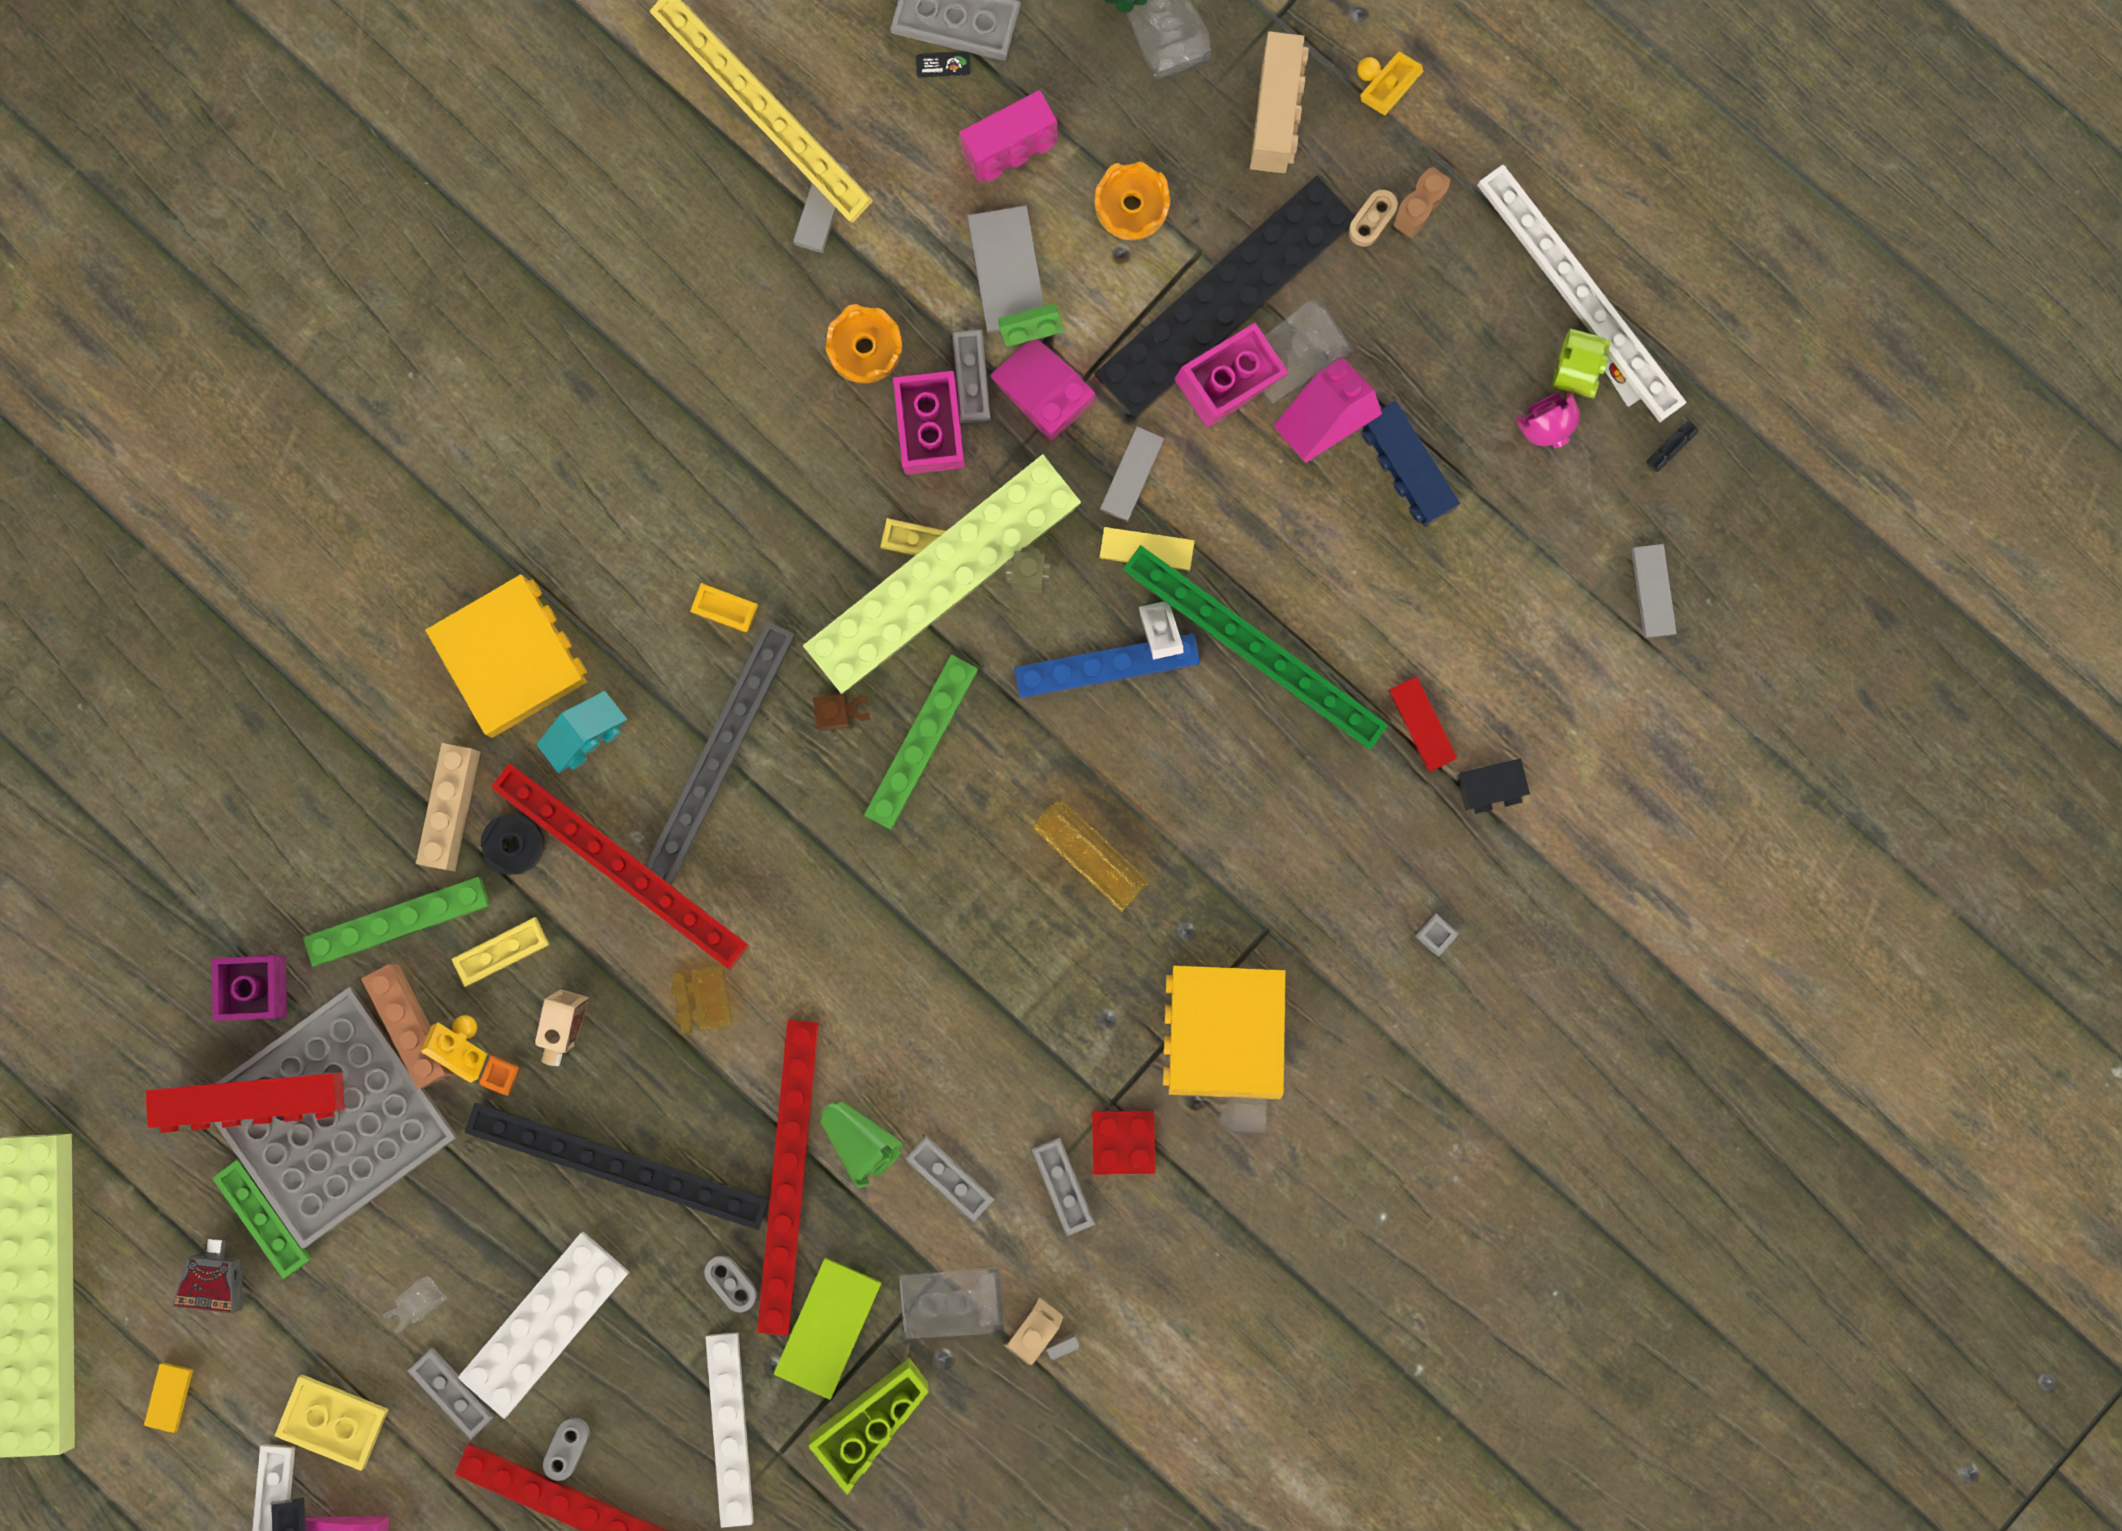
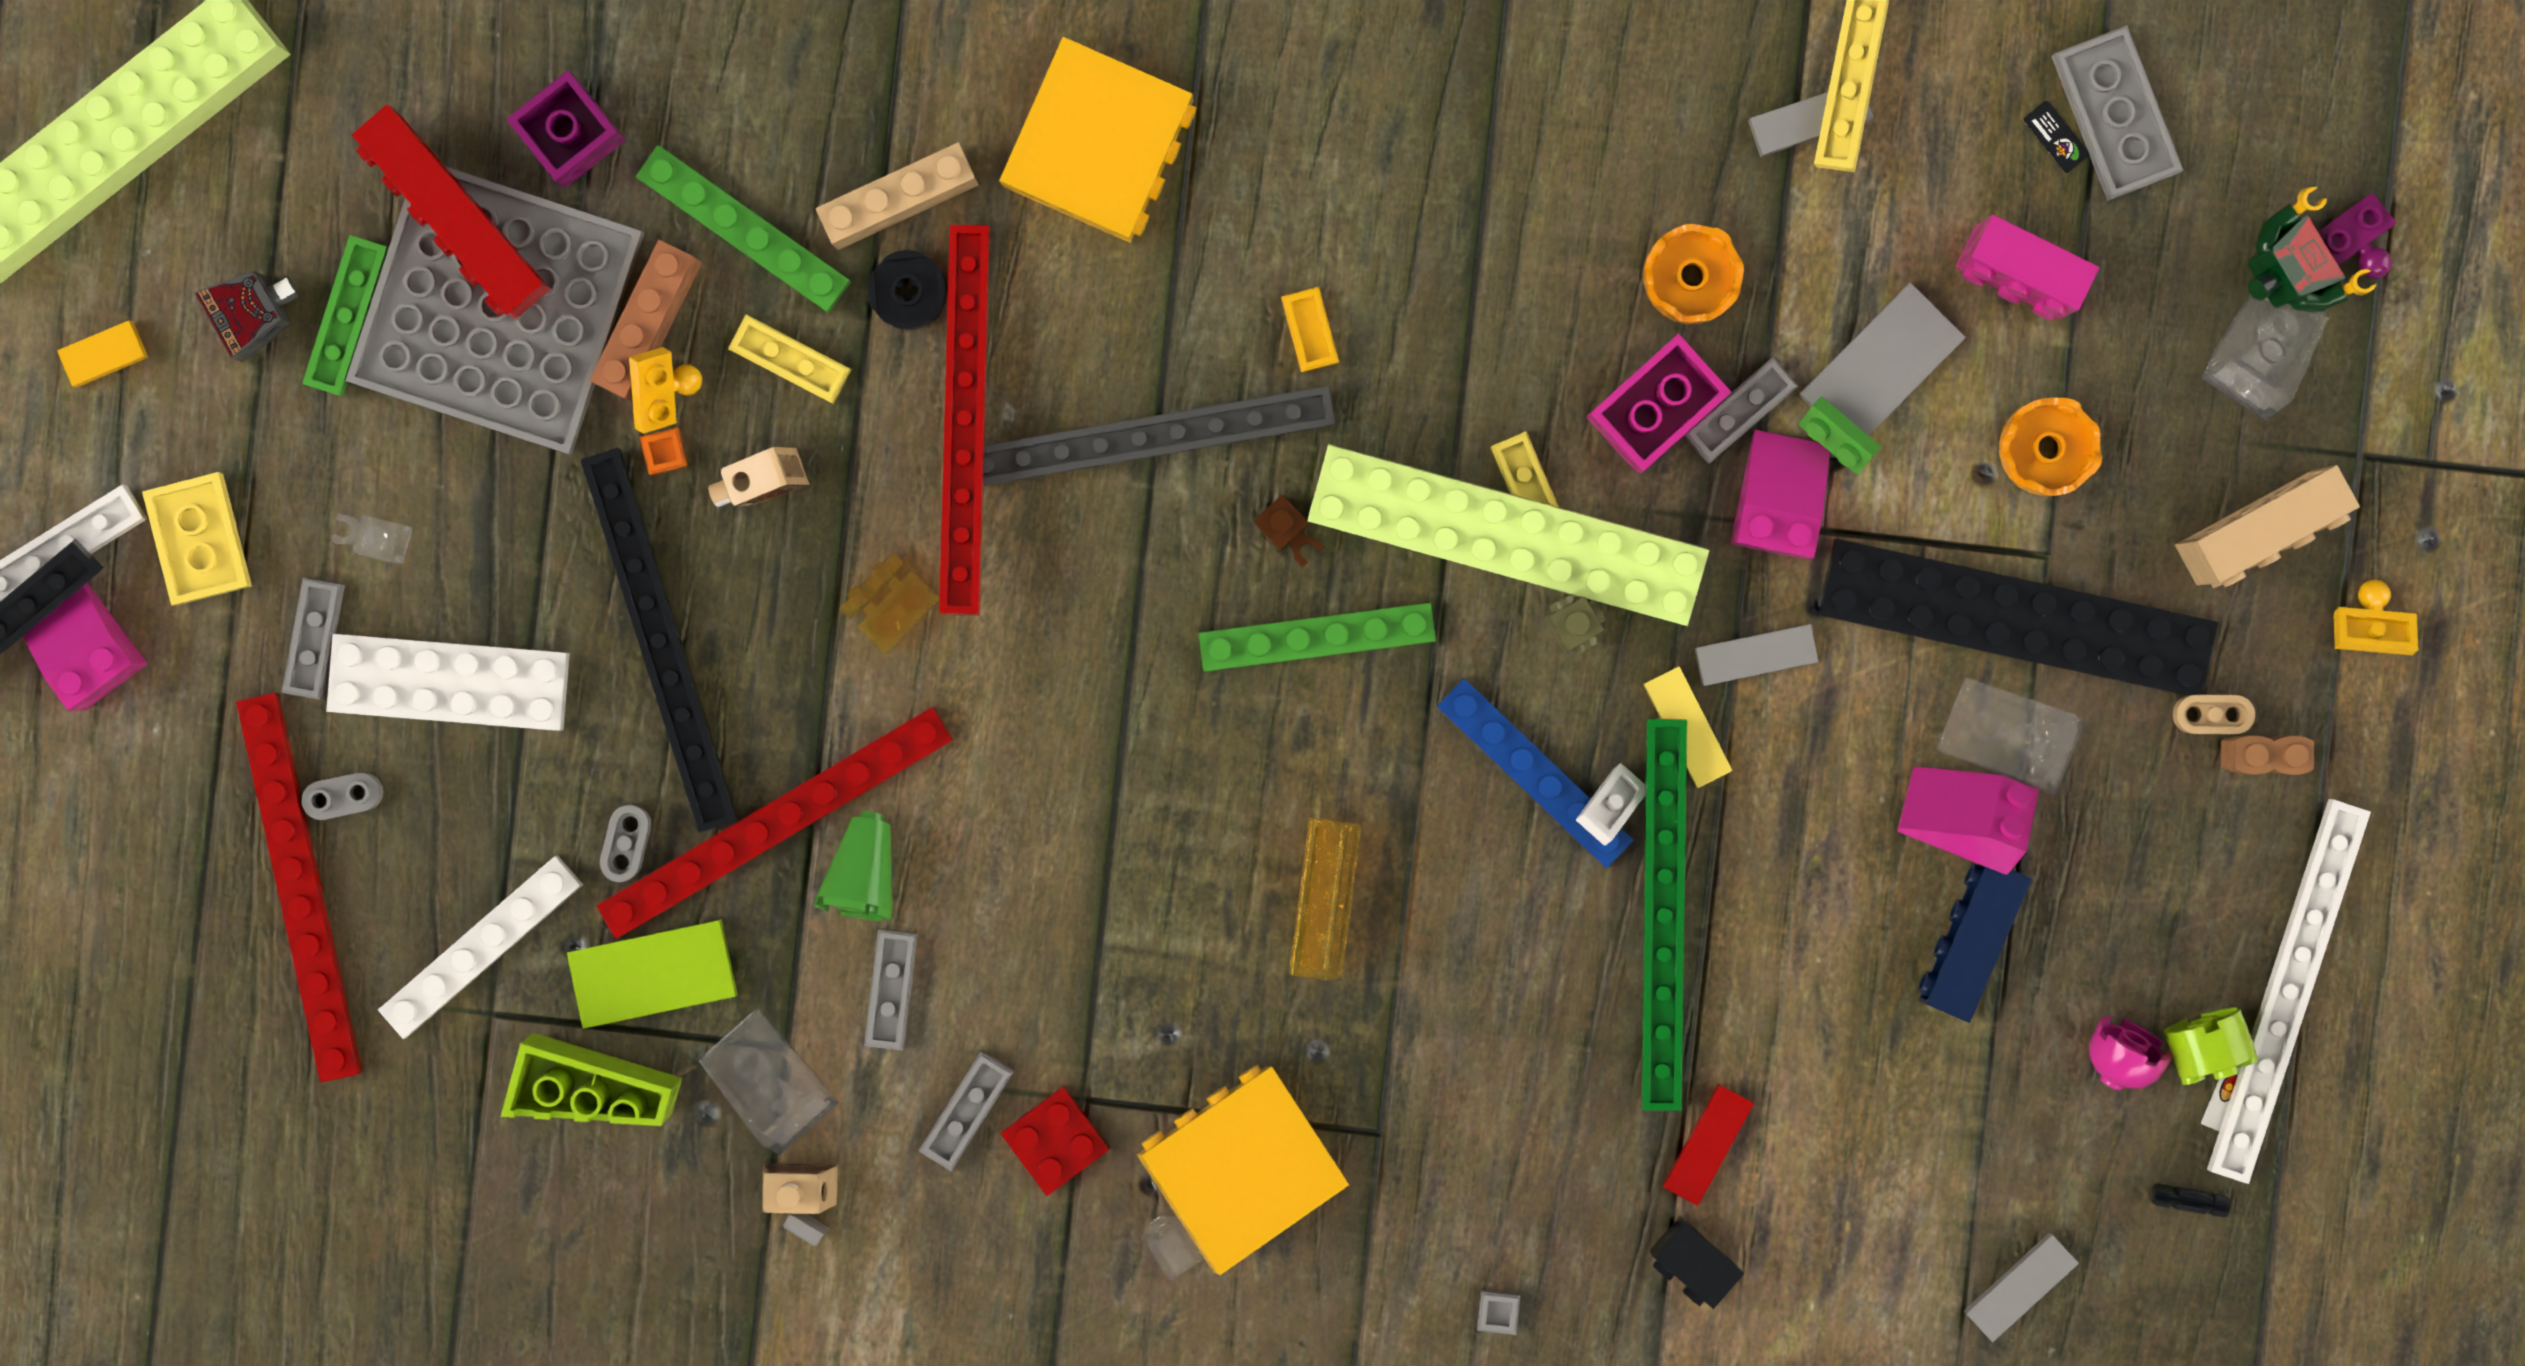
camera: 50 degrees right, 5 degrees up
(581, 731) = (1074, 278): teal brick -> none
(1230, 375) = (1936, 685): dark pink slope -> none

